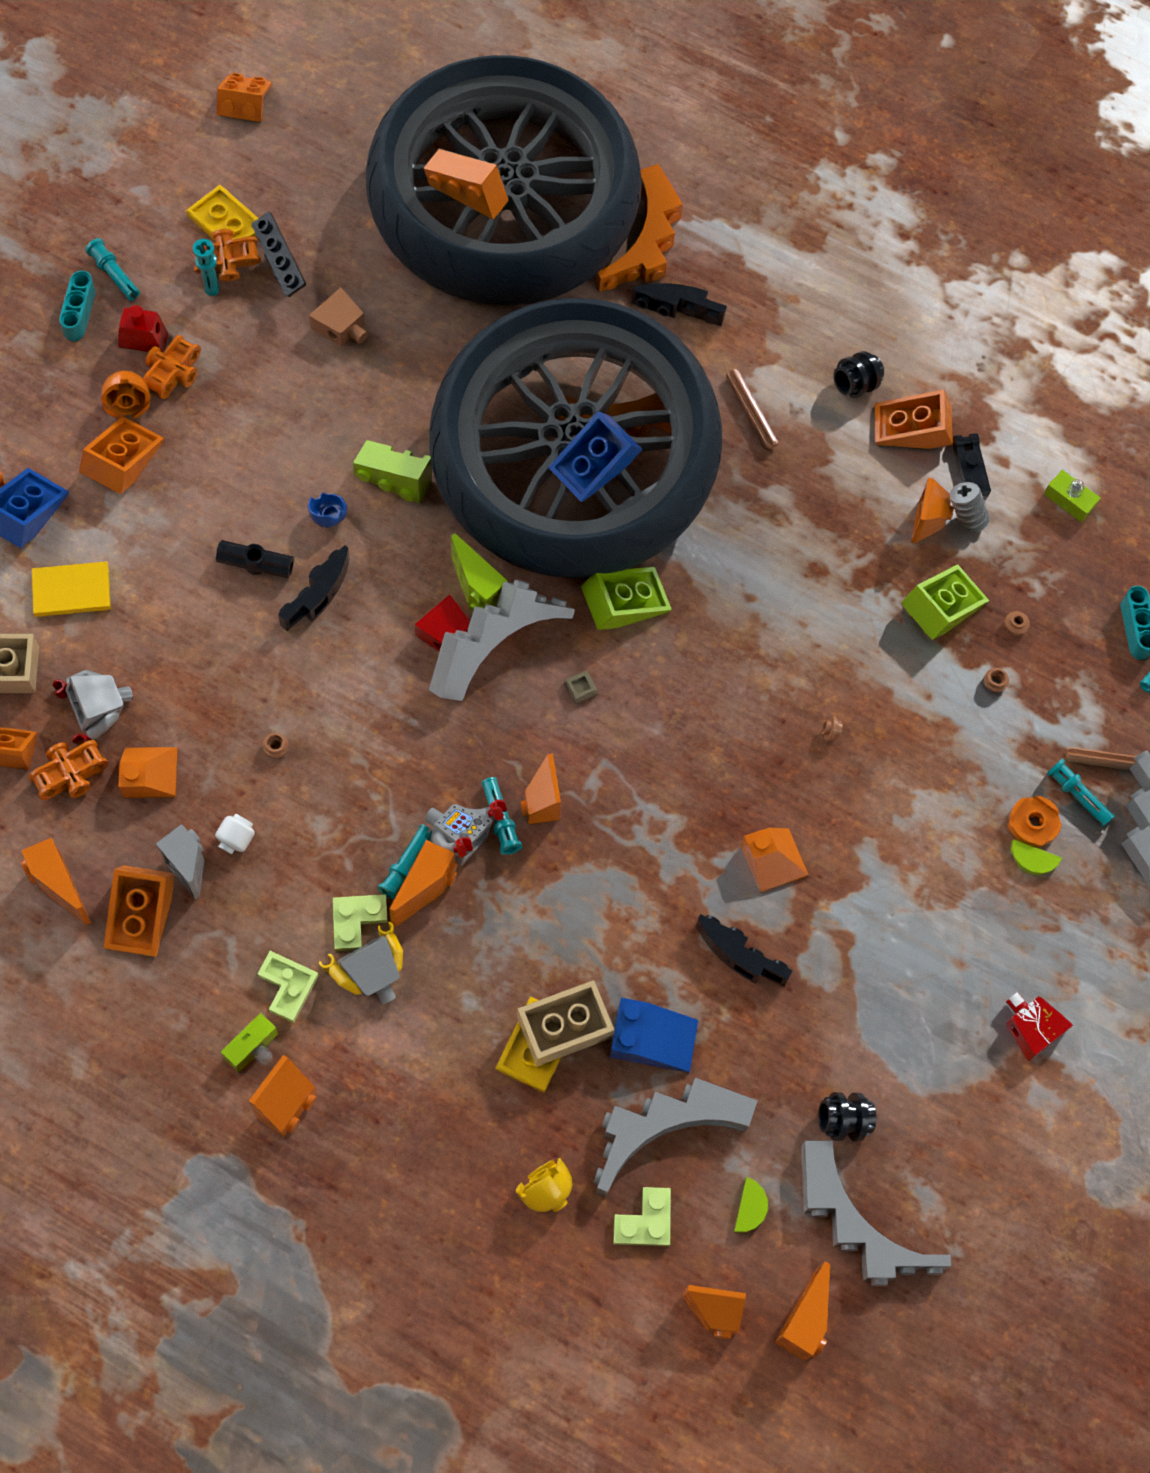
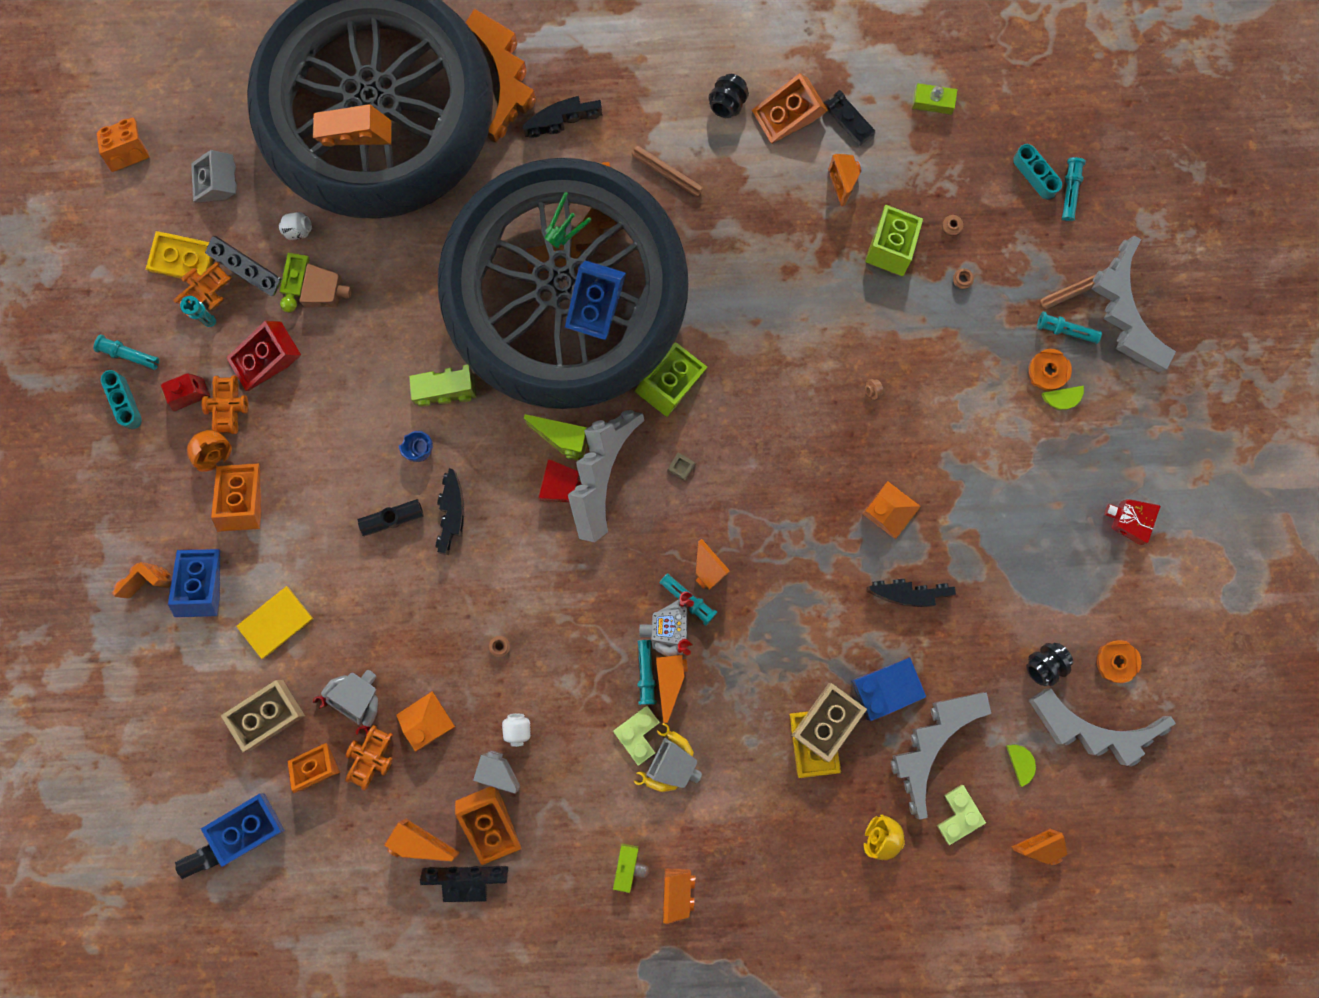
camera: 25 degrees left, 15 degrees up
(73, 954) = (464, 883): none -> black bracket
(241, 343) = (263, 354): none -> red slope
(294, 984) = (624, 805): yellowish green plate -> none
(308, 169) = (213, 177): none -> light grey slope
(315, 296) = (293, 280): none -> lime plate
(353, 252) = (295, 226): none -> white head
(596, 374) = (556, 235): none -> green plant
(808, 1321) = (1105, 819): orange slope -> none
(913, 1172) = (1125, 651): none -> orange plate
(970, 506) = (870, 155): light grey piece -> none

